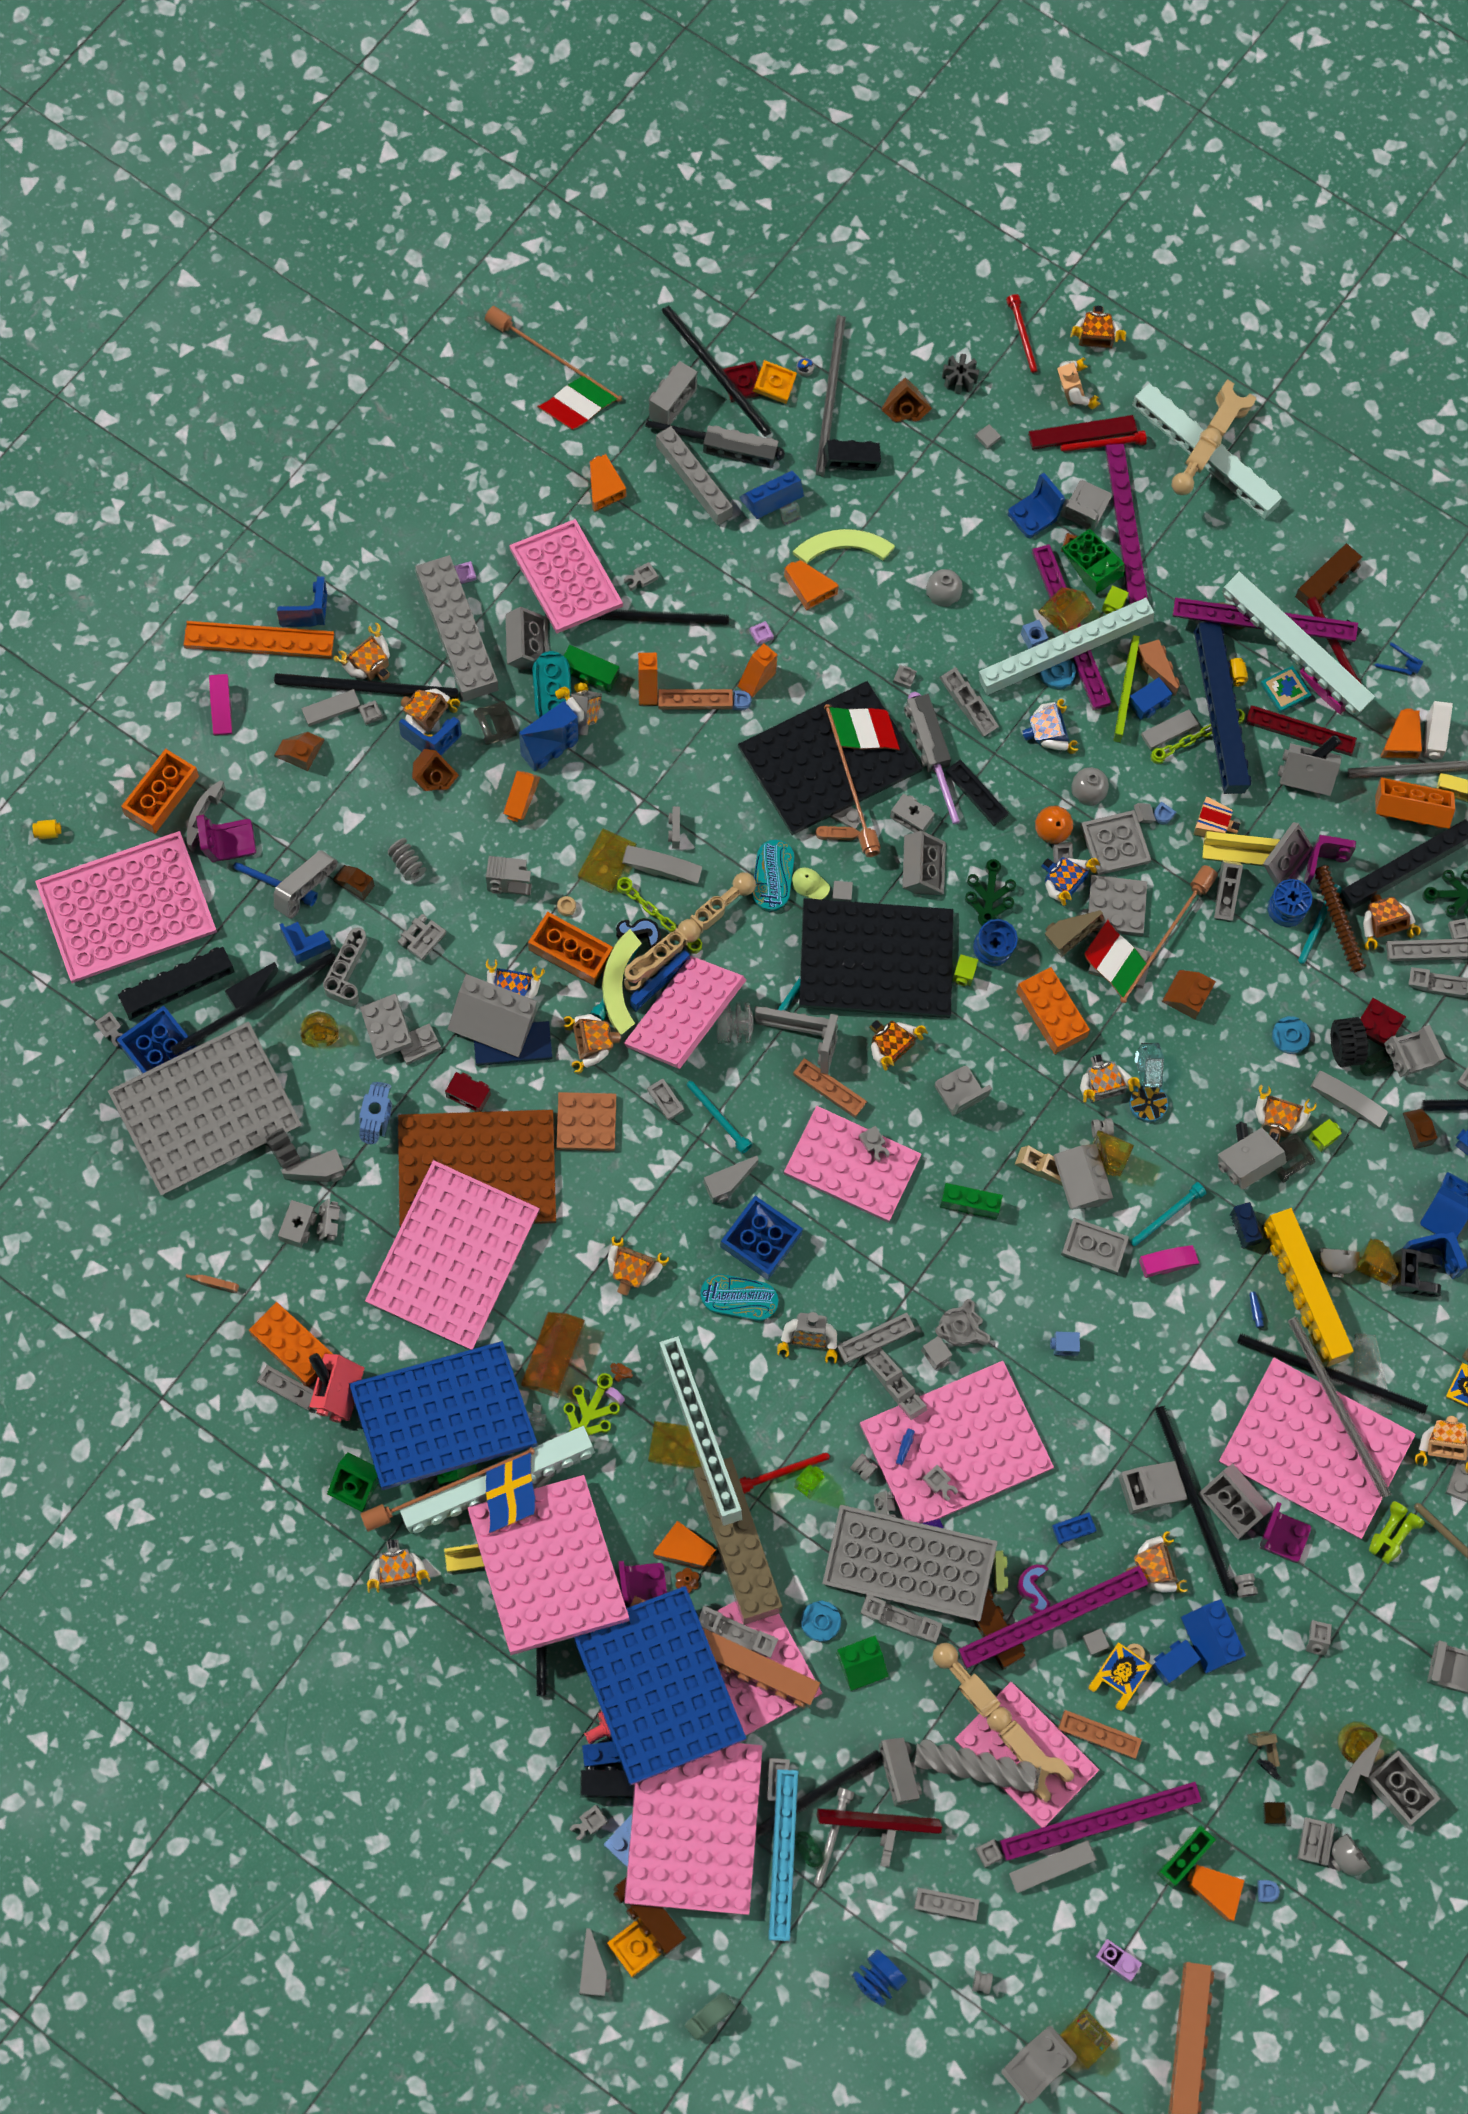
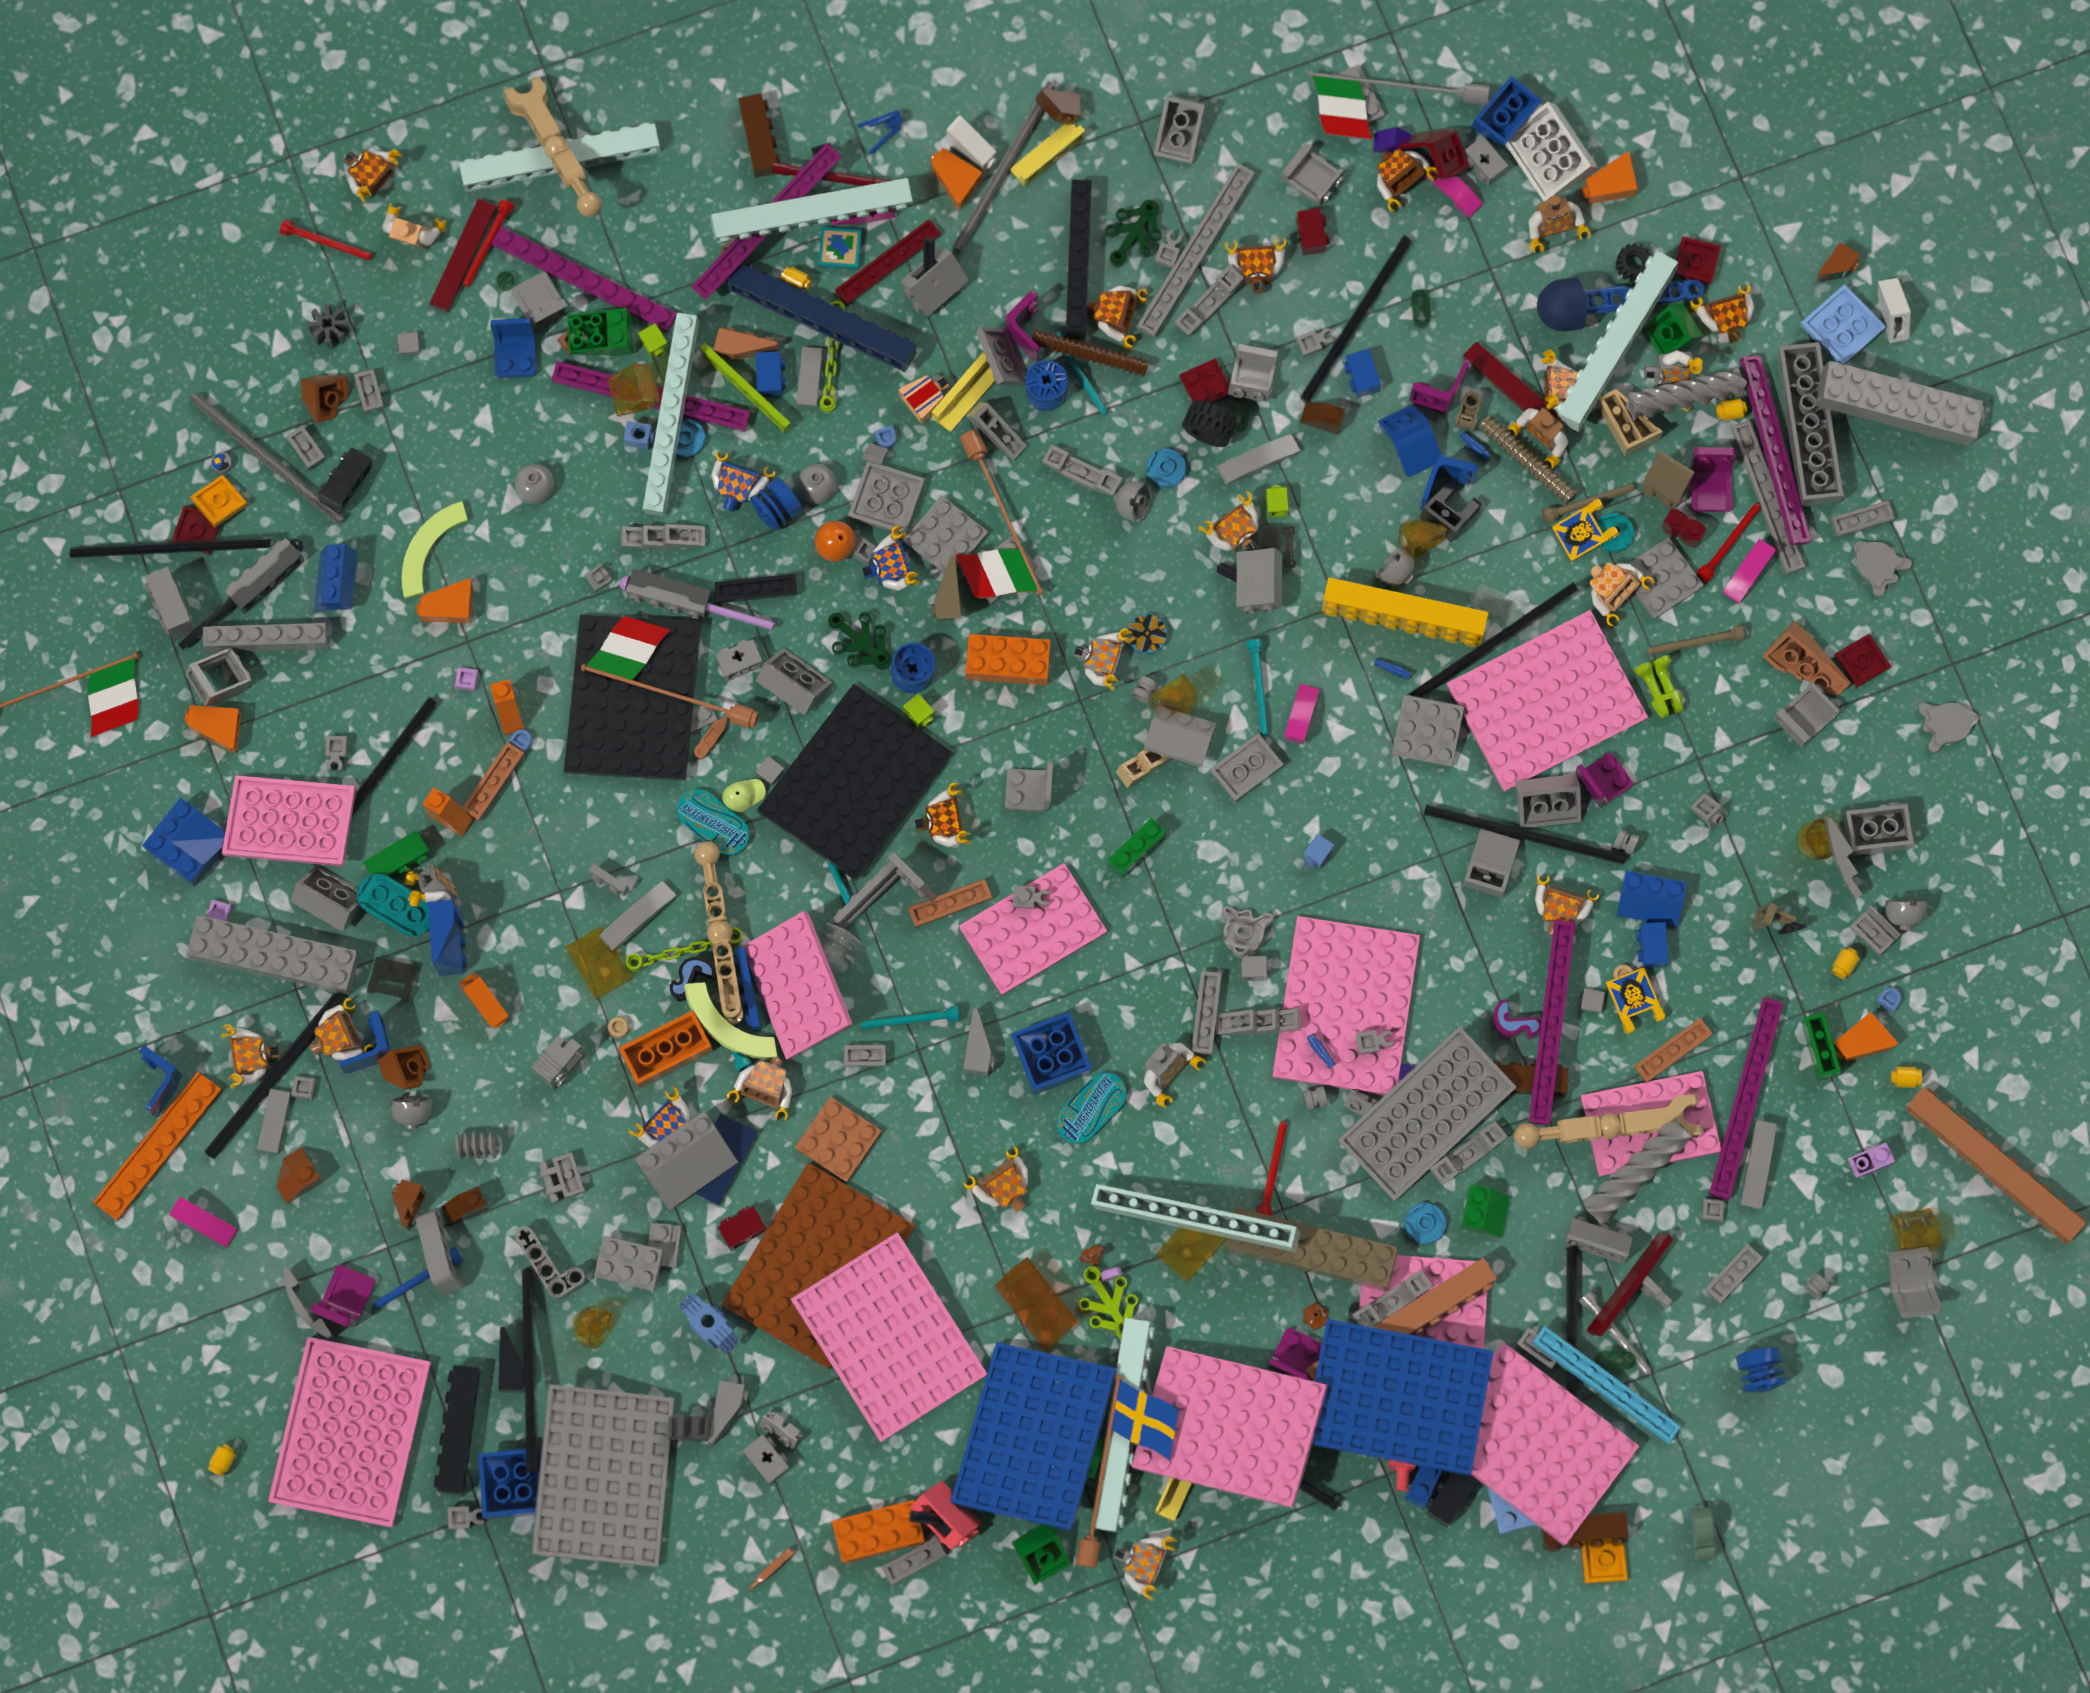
camera: 50 degrees left, 5 degrees up
(160, 791) = (255, 1331): orange brick -> none
(304, 947) = (499, 1292): blue panel -> none
(329, 838) = (408, 1199): none -> dark orange slope
(401, 796) = (411, 1110): none -> light grey cylinder
(501, 516) = (186, 842): none -> blue slope
(591, 1821) = (1474, 1530): light grey plate -> none
(593, 1975) = (1602, 1609): light grey slope -> none
(648, 448) = (203, 687): none -> light grey window
(685, 1548) = (1287, 1299): orange slope -> none
(809, 1481) = (1298, 1152): clear neon green slope -> none
(857, 415) = (305, 447): none -> light grey plate
(931, 431) = (369, 391): none -> light grey plate
(1000, 1580) = (1489, 1046): yellowish green plate -> none
(1052, 764) = (774, 505): none -> blue wheel
(1074, 1528) = (1483, 954): blue plate -> none
(1086, 467) = (511, 282): none -> clear green bush
(1150, 1064) = (1115, 609): clear light blue slope -> none
(1189, 992) = (1069, 529): dark orange slope -> none
(1210, 1947) = (1906, 1077): none -> yellow brick
(1225, 1367) = (1427, 730): none -> light grey plate
(1240, 972) = (1081, 472): none -> light grey slope
(1246, 1025) = (1132, 500): none -> light grey cylinder
(1246, 1225) = (1313, 625): dark blue brick -> none
(1271, 1833) = (1845, 963): none -> yellow brick
(1274, 1813) = (1829, 949): dark brown plate -> none
(1339, 1408) = (1527, 657): light grey axle -> none
(1415, 803) = (1027, 212): orange brick -> none

